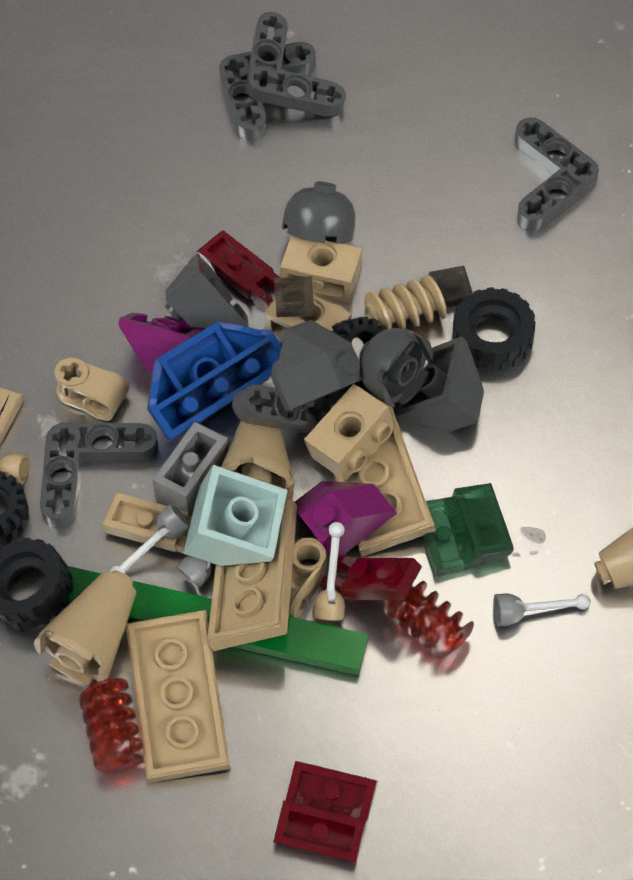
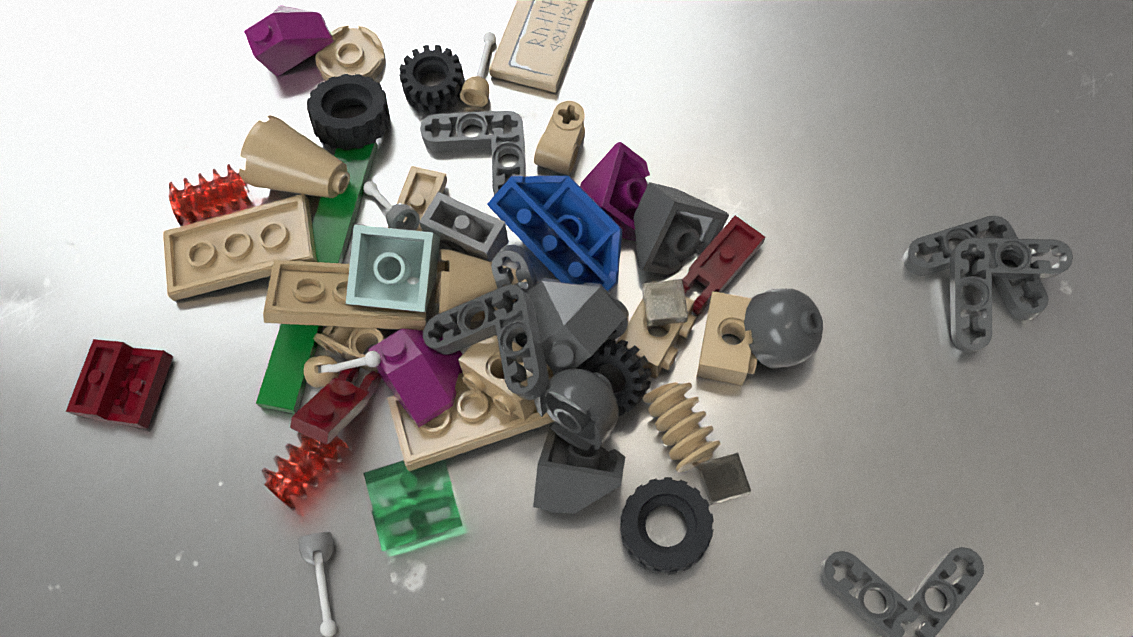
camera: 90 degrees right, 10 degrees up
(318, 406) = (506, 327): none -> dark grey beam

